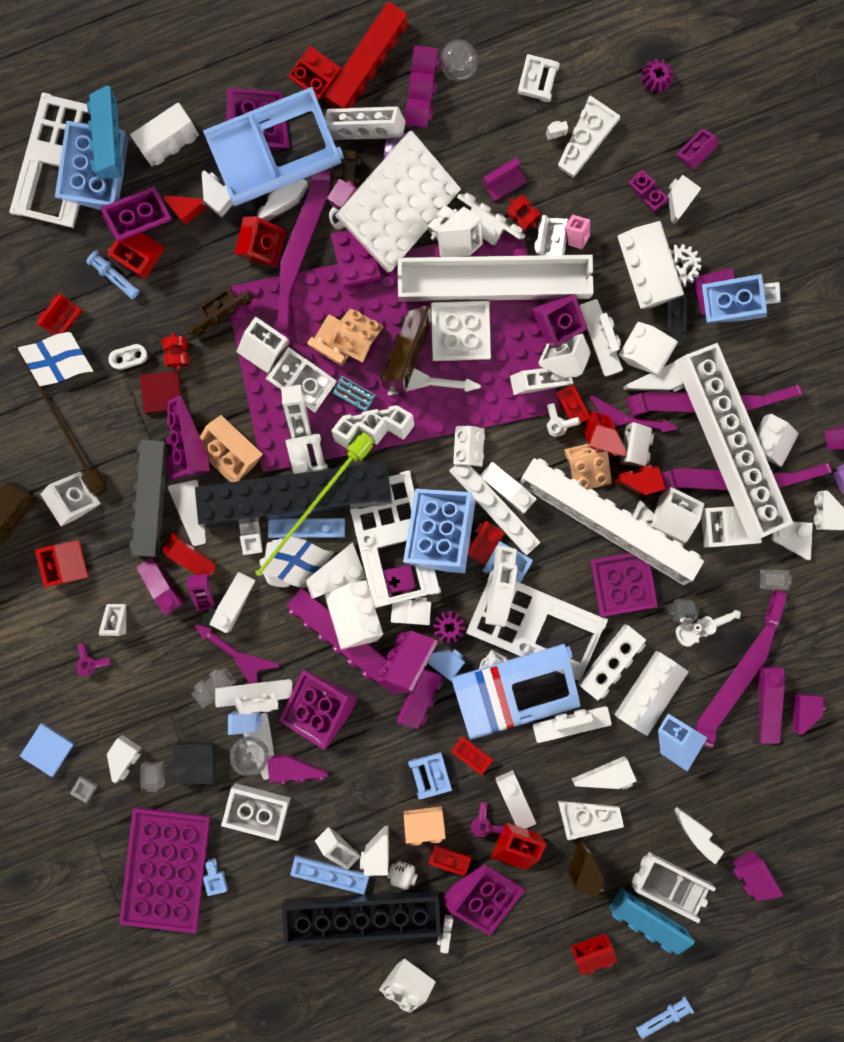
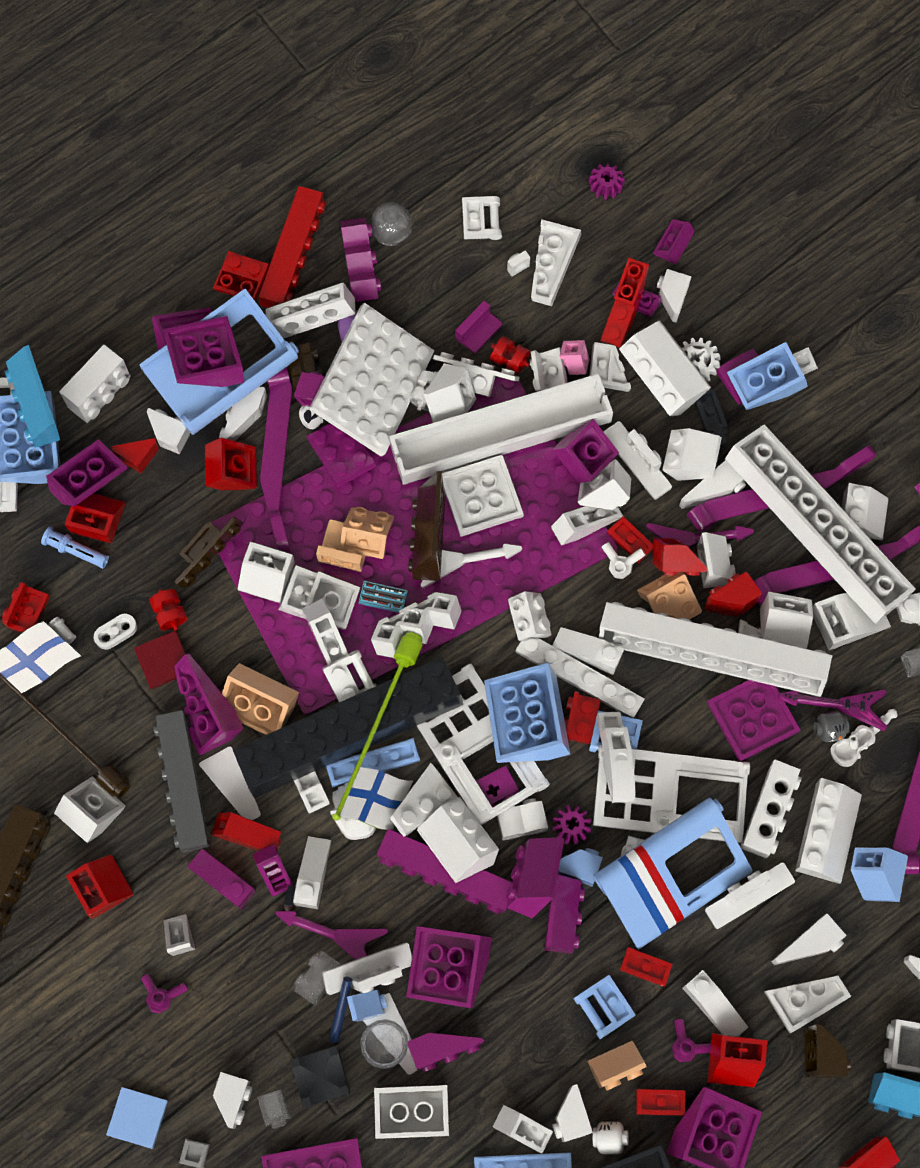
camera: 20 degrees left, 15 degrees down
(85, 343) = (59, 626): none -> white pin
(223, 718) = (340, 1009): none -> dark blue bar
(260, 137) = (204, 353): none -> magenta slope
(603, 248) = (607, 364): none -> white wing
(637, 196) = (626, 303): none -> red slope
(708, 600) = (855, 706): none -> magenta piece

